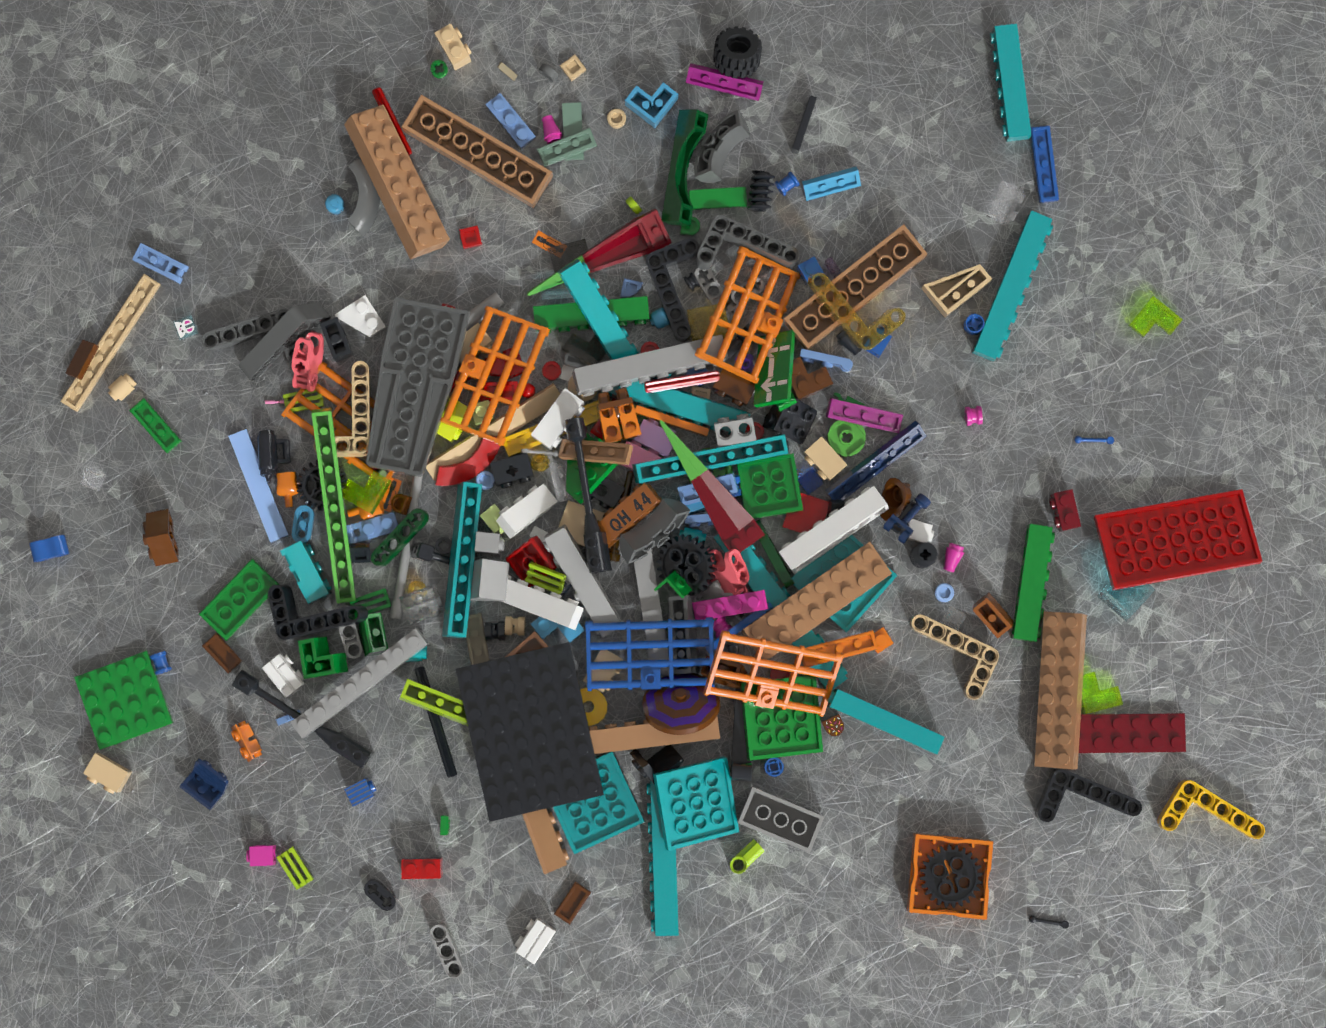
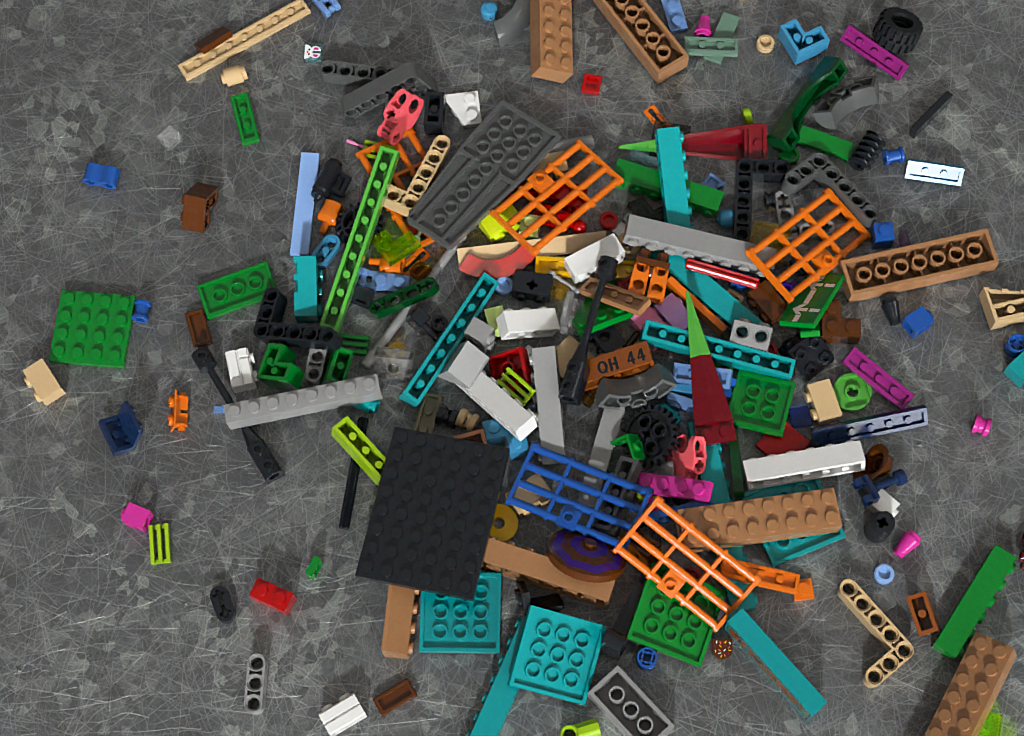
camera: 30 degrees right, 15 degrees down
(361, 791) = (254, 502): blue brick -> none
(826, 360) = (868, 320): medium blue plate -> none
(851, 315) = (905, 283): clear yellow beam -> none

